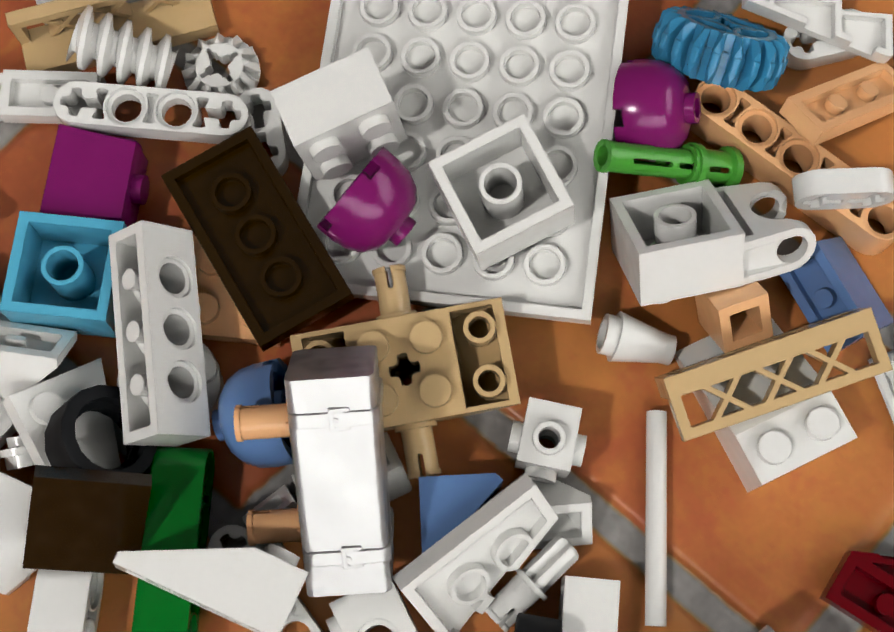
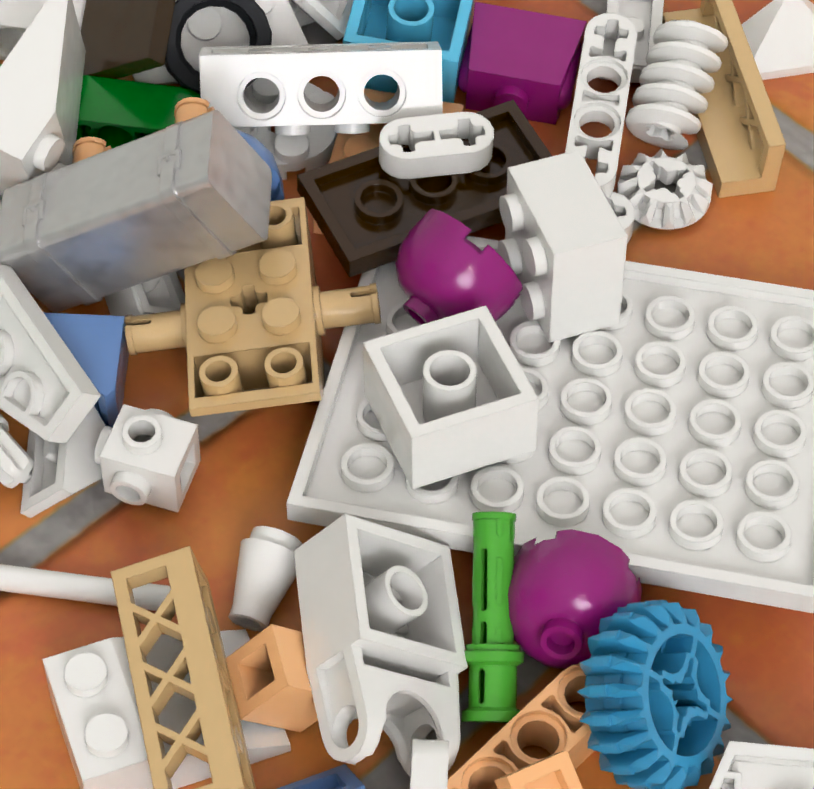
camera: 90 degrees right, 20 degrees down
(215, 232) = (436, 145): none -> white beam

